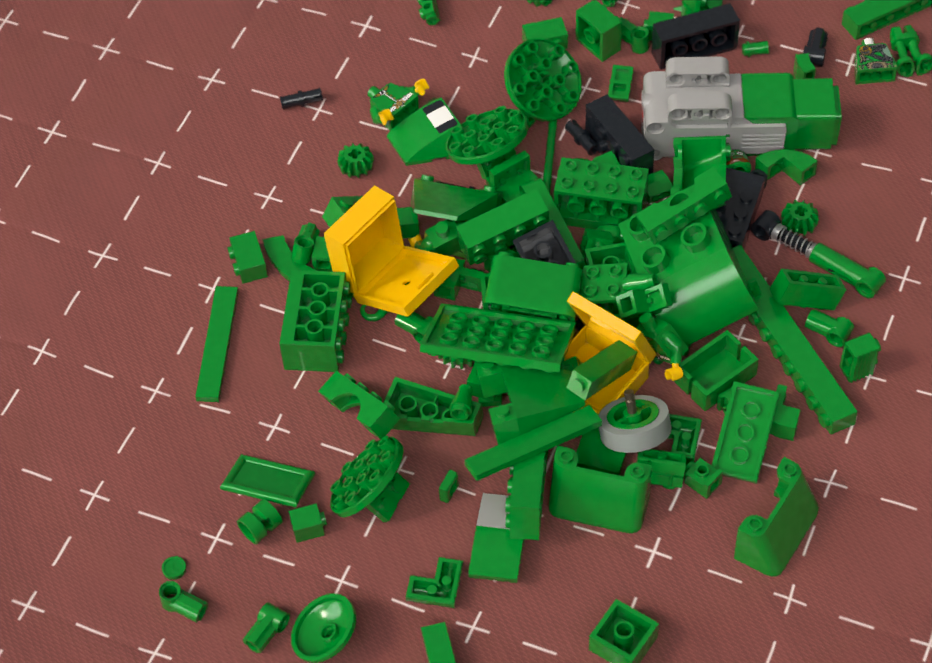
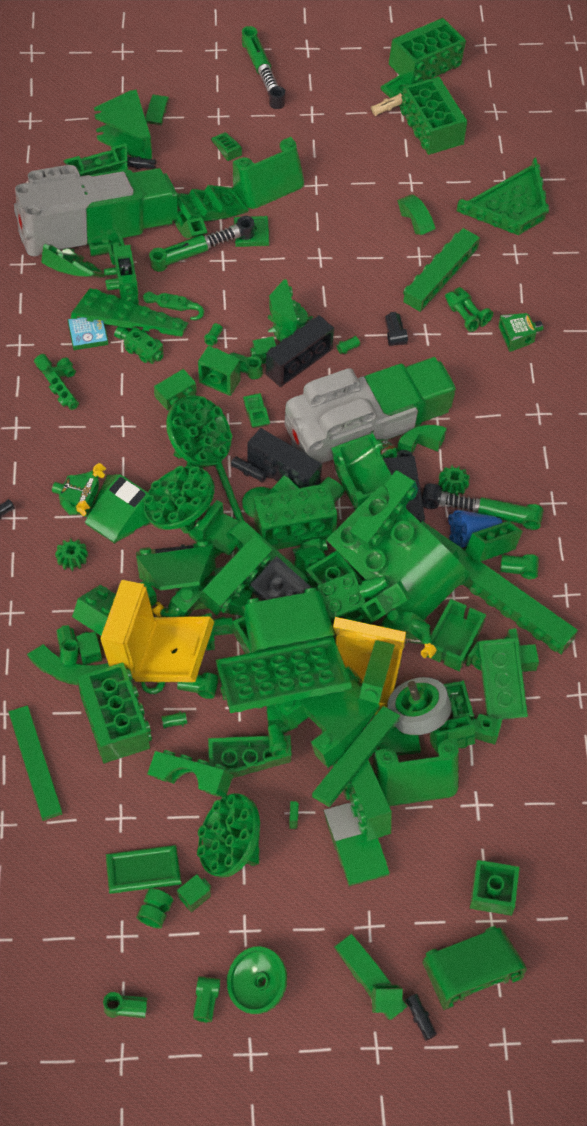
camera: 30 degrees left, 5 degrees up
(174, 567) = (99, 977): green piece -> none
(248, 257) = (23, 675): green brick -> none
(376, 352) = (174, 720): none -> green pin
(438, 591) = (331, 908): green brick -> none
(771, 542) = (566, 764): green windscreen -> none
(789, 258) = (465, 523): none -> blue cone
(803, 67) = (396, 352): green piece -> none
(859, 357) = (558, 584): green brick -> none
(874, 63) = (446, 328): torso -> none

